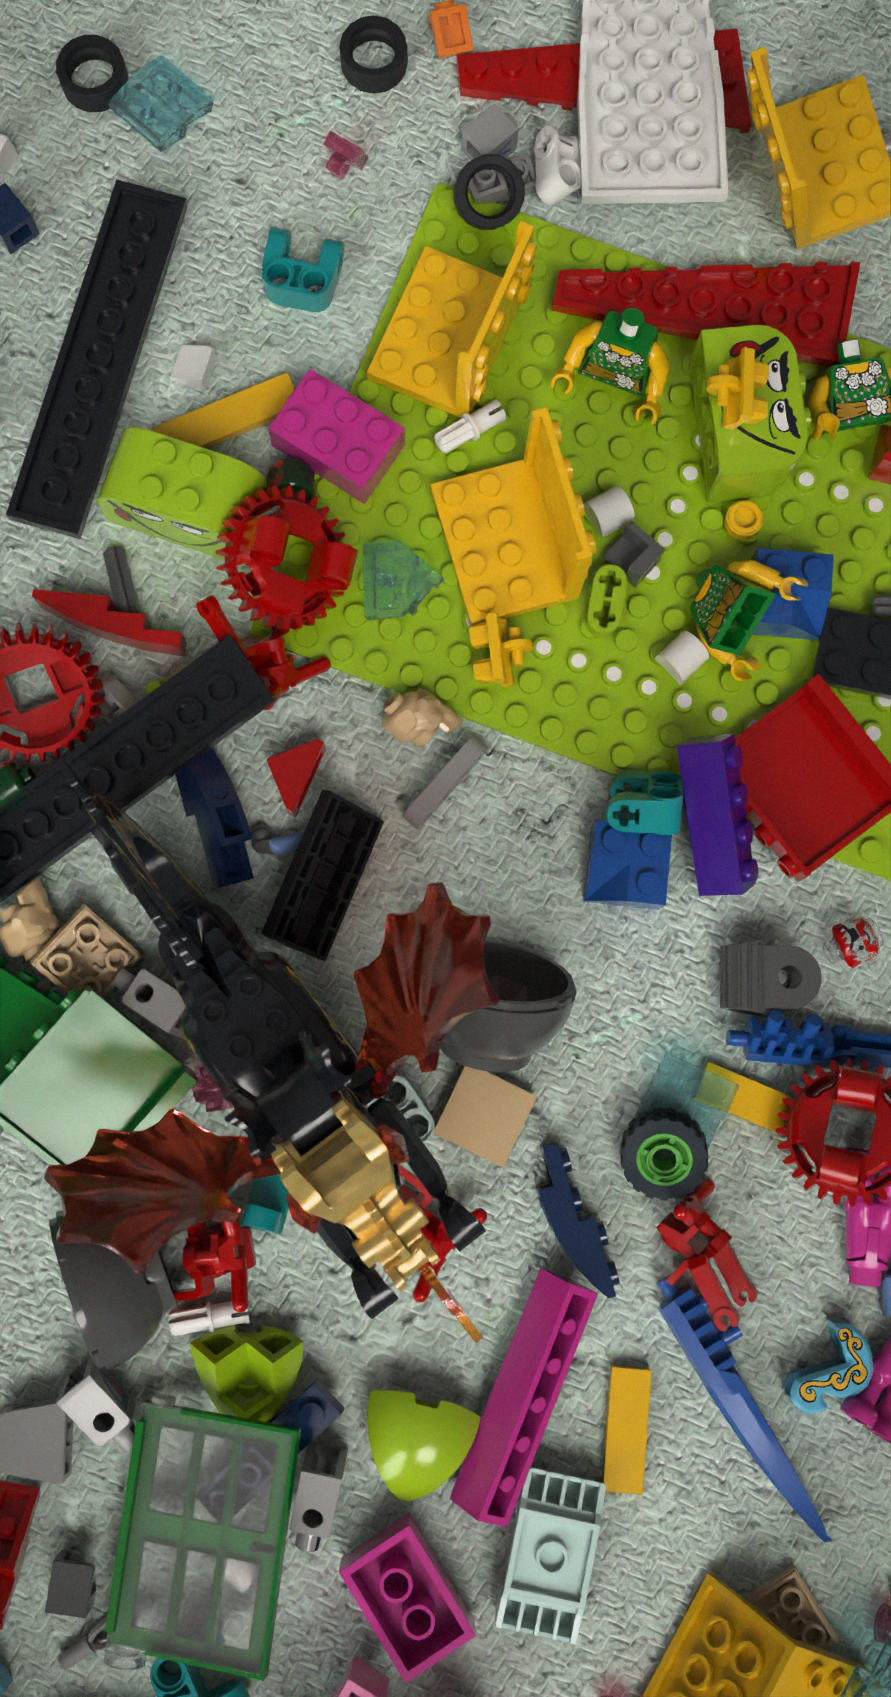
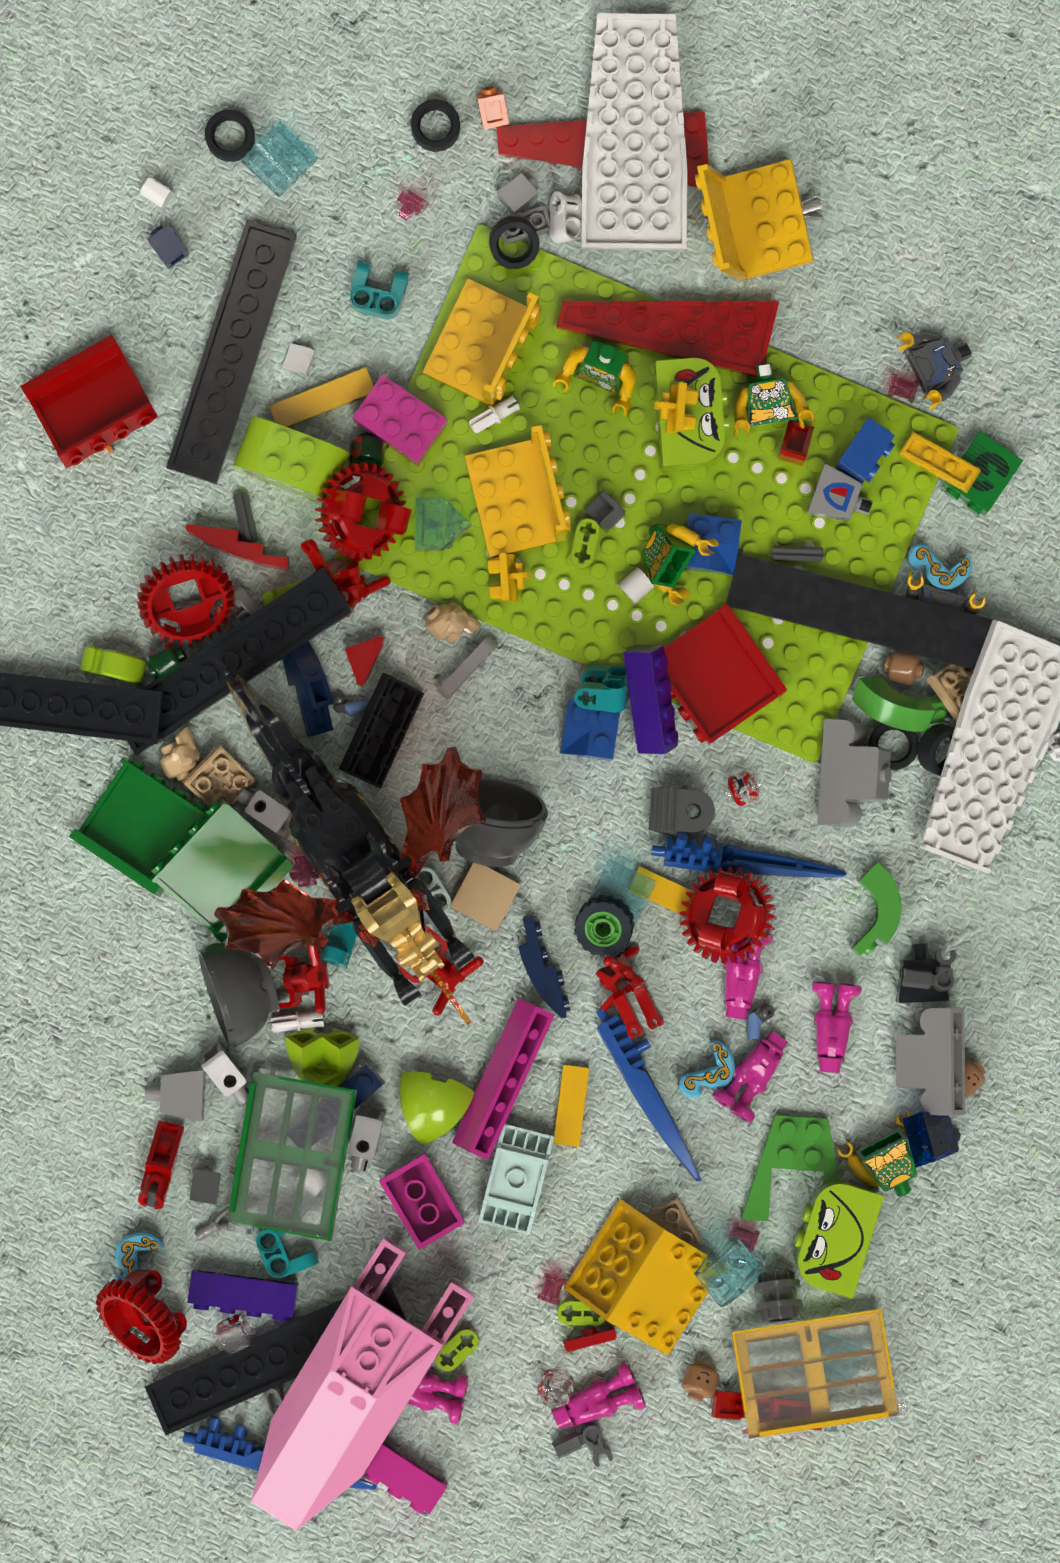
camera: 10 degrees right, 5 degrees up
(609, 510) = (590, 478): white brick -> none
(743, 519) = (685, 487): yellow tile -> none

